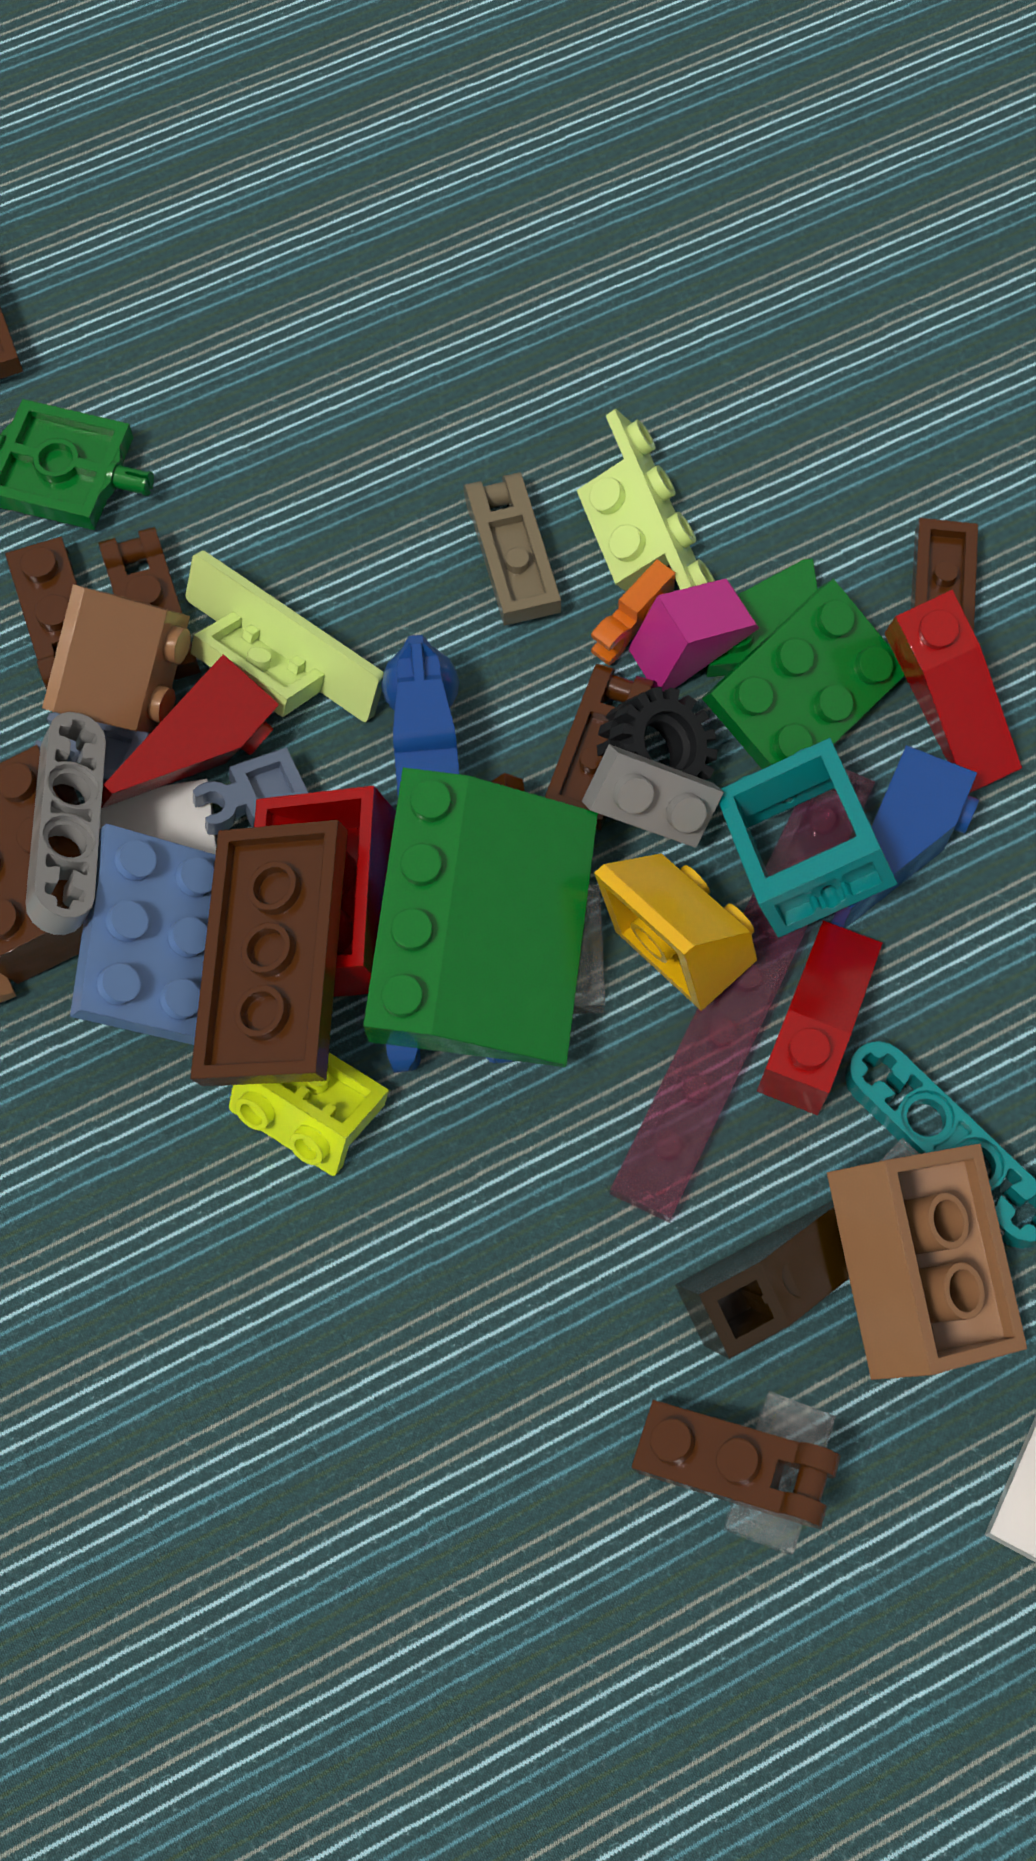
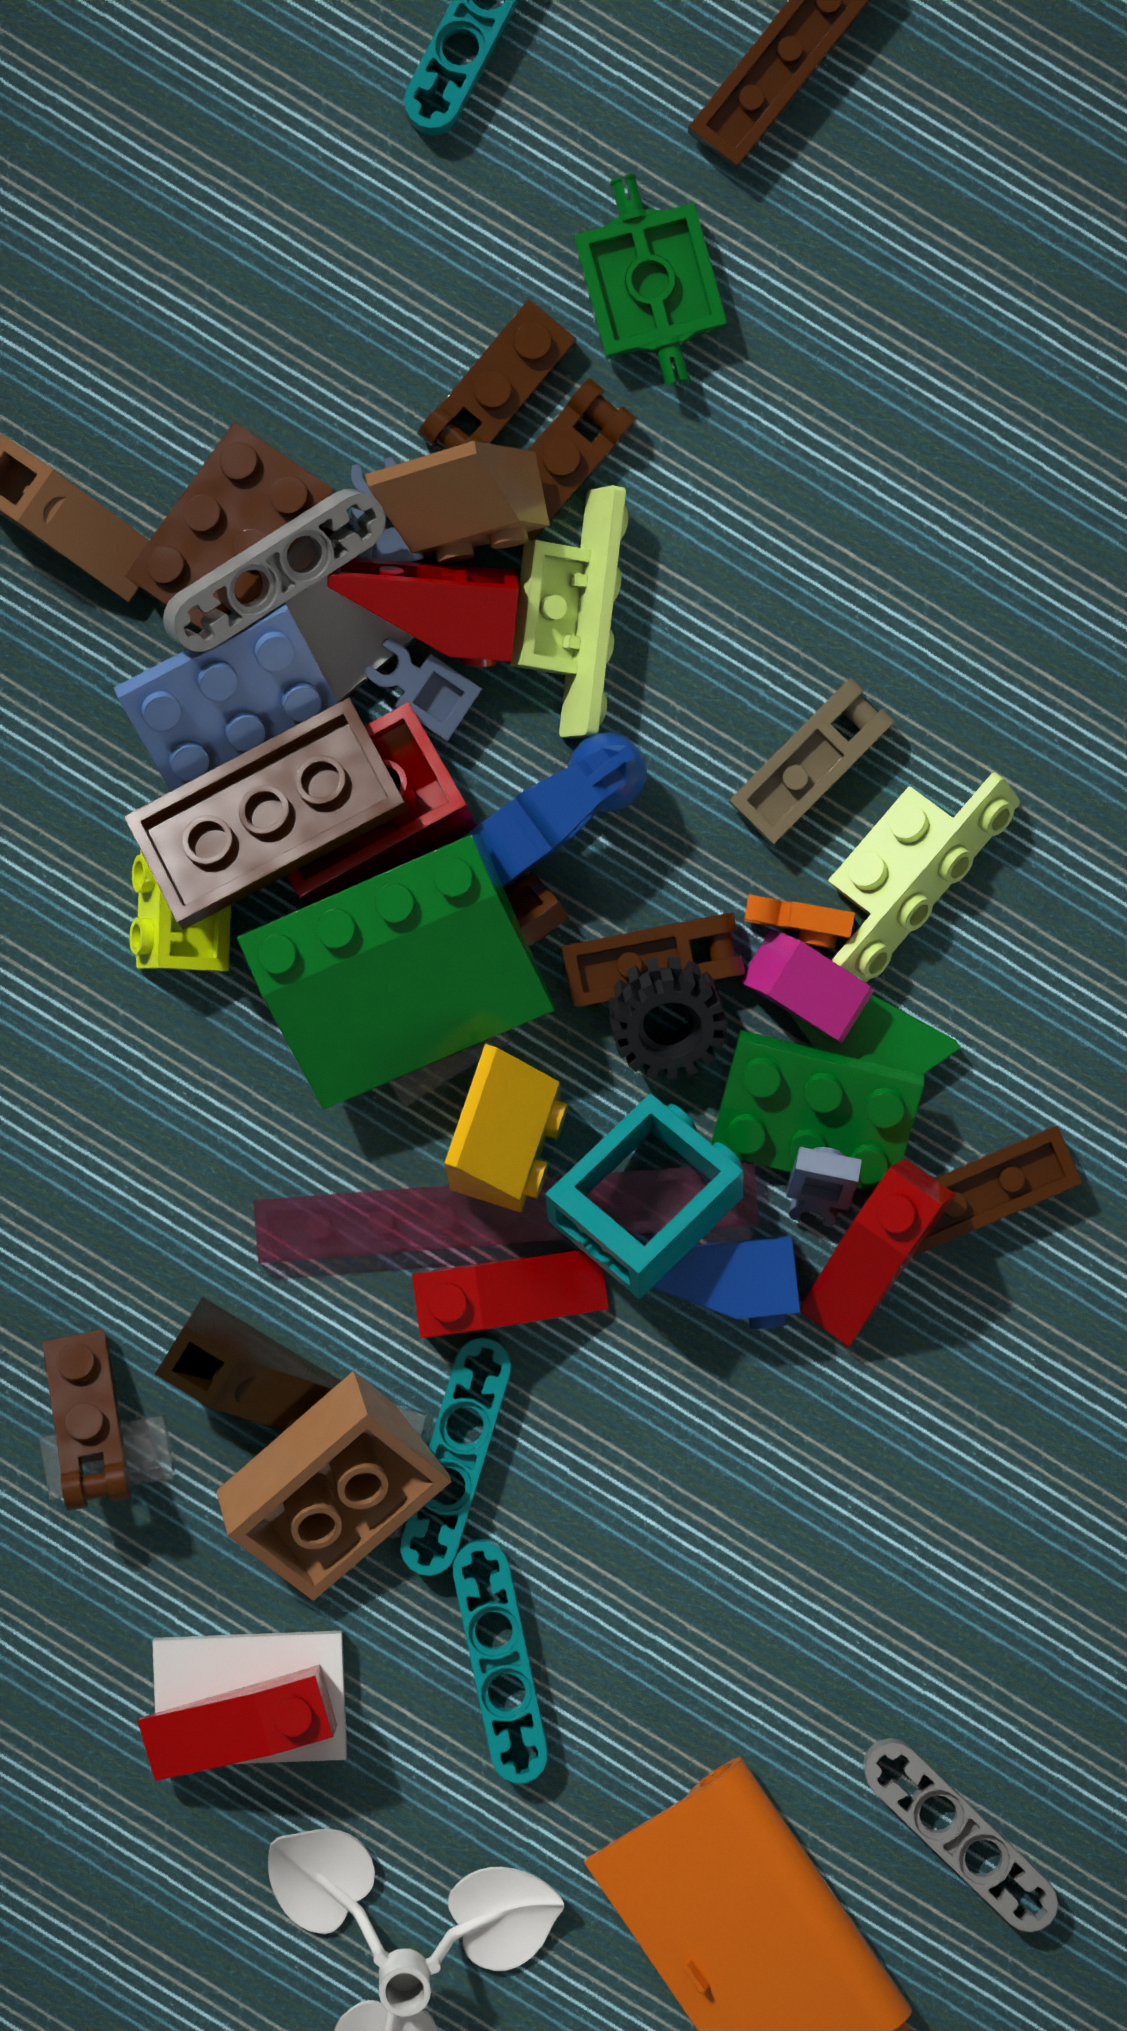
camera: 60 degrees right, 20 degrees up
(652, 796) = (603, 1046): light grey plate -> none
(869, 700) = (822, 1183): none -> sand blue plate

